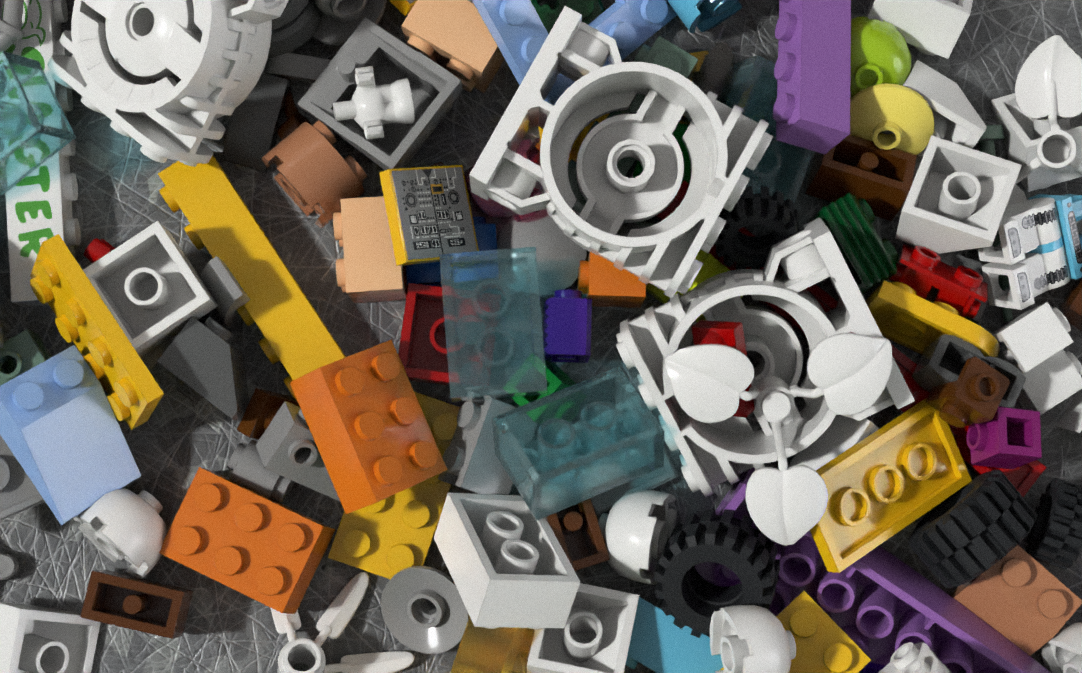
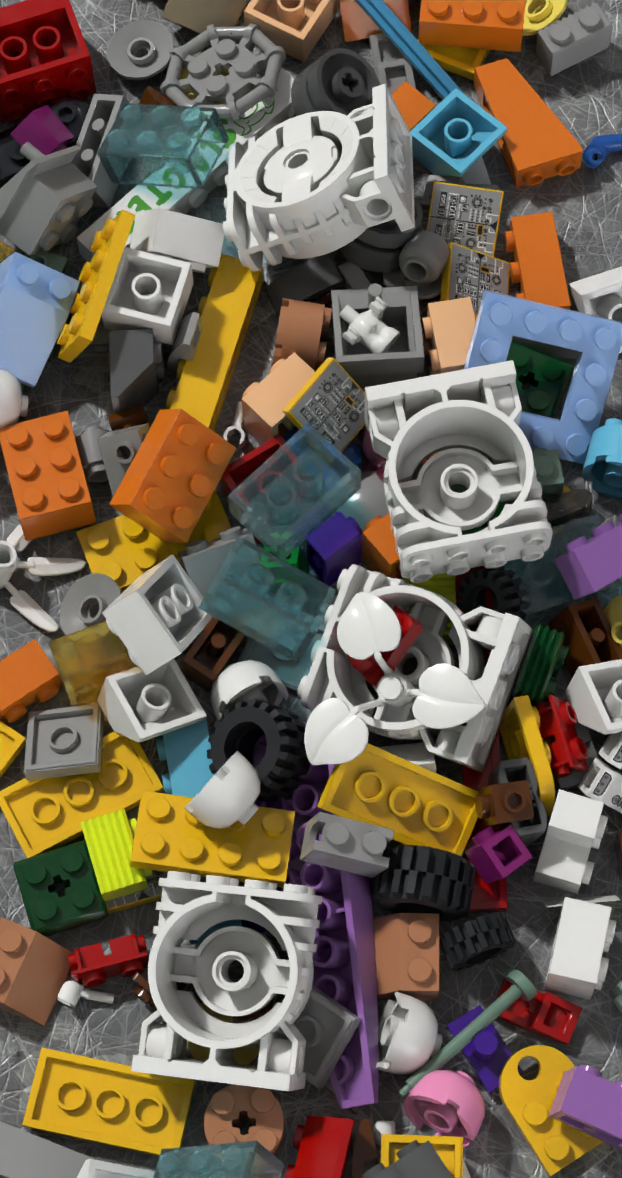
camera: 55 degrees right, 15 degrees down
(110, 207) = (179, 237): none -> white brick
(346, 307) = (236, 427): none -> white hand
(892, 577) = (346, 844): none -> light grey brick

